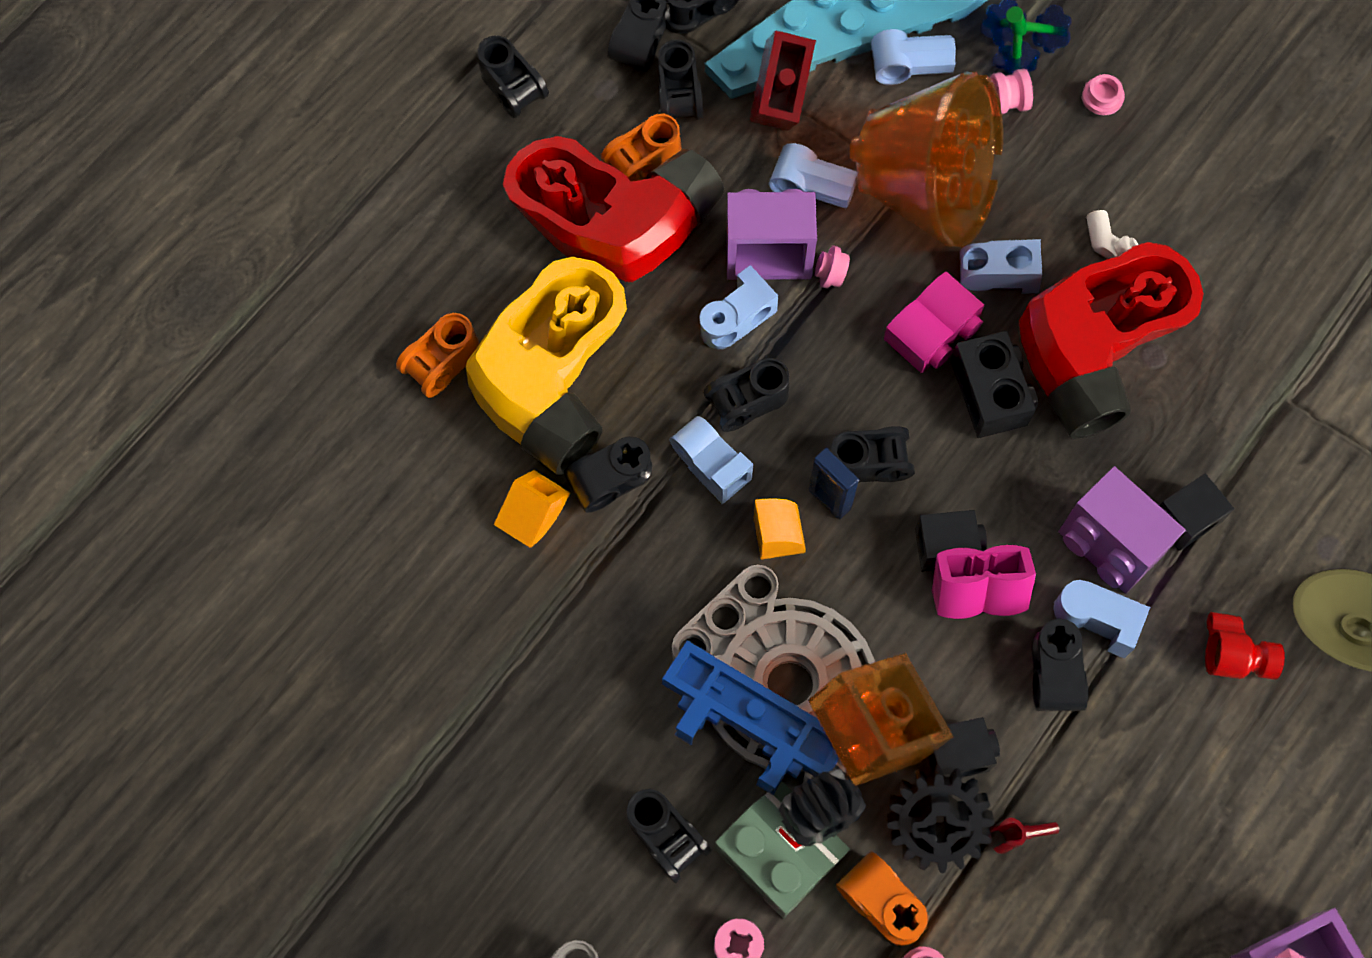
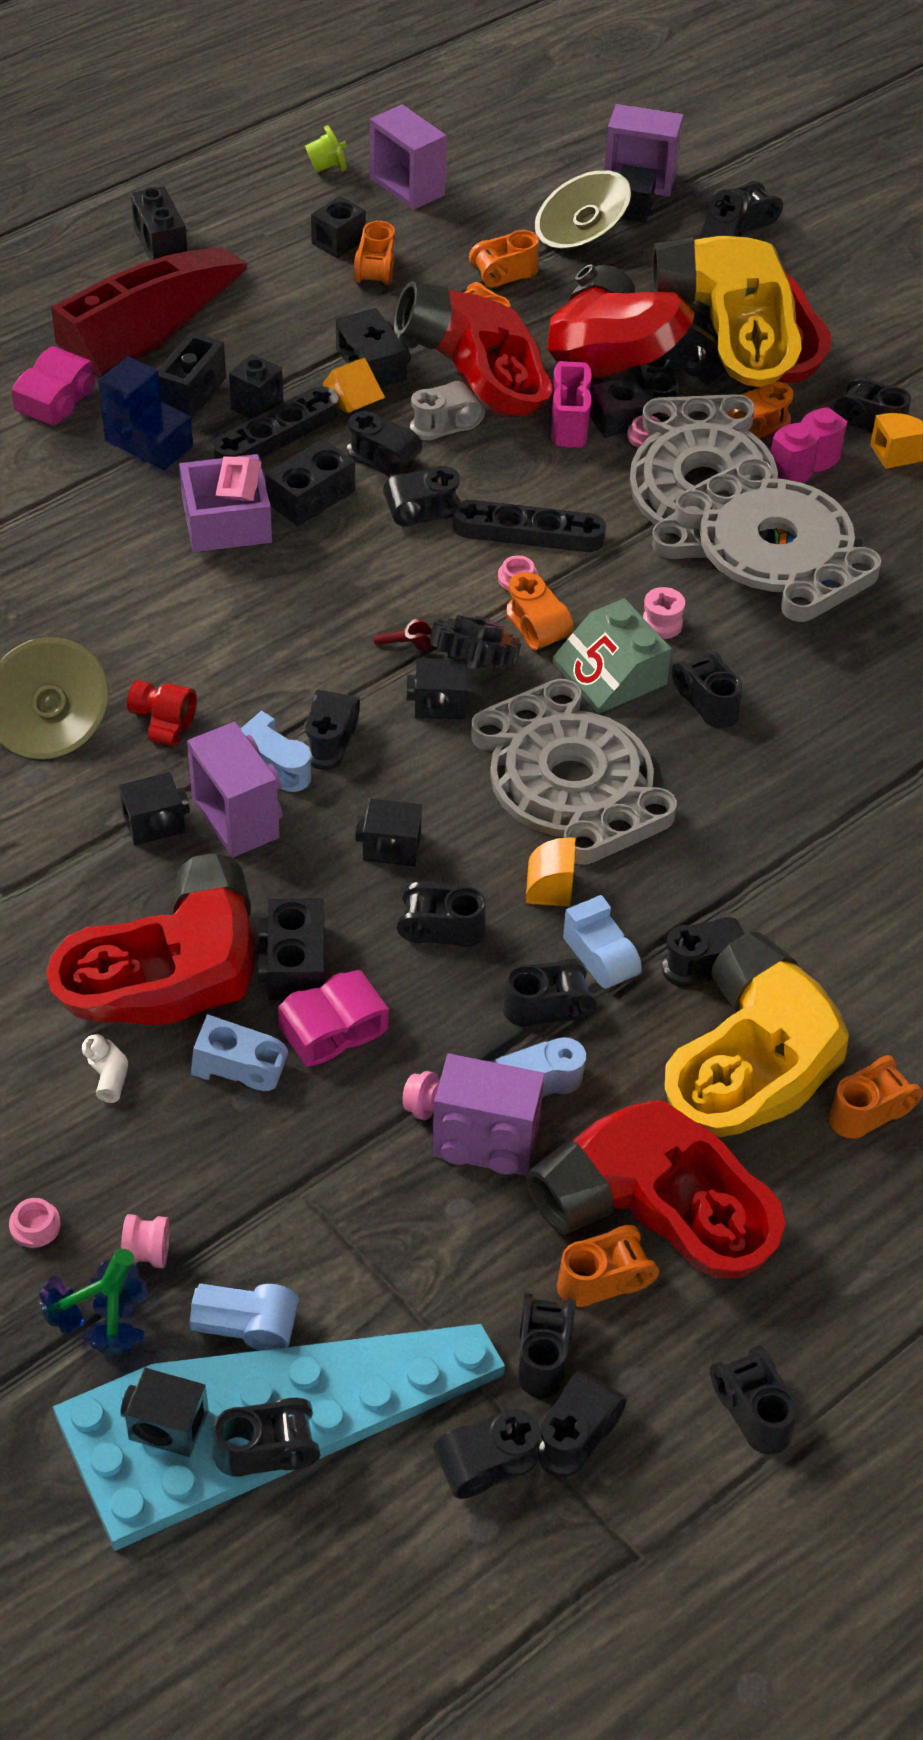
camera: 170 degrees left, 20 degrees down
(531, 507) = (797, 936): light orange brick -> none
(720, 692) = (592, 714): blue hinge -> none
(782, 80) = (421, 1288): dark red brick -> none
(802, 170) = (424, 1202): light blue piece -> none
(821, 807) = (576, 647): black gear -> none
(833, 483) = (493, 875): dark blue tile -> none
(880, 718) = (510, 682): clear orange brick -> none
(935, 156) = (289, 1142): clear orange cone -> none
(983, 581) = (358, 777): dark pink brick -> none

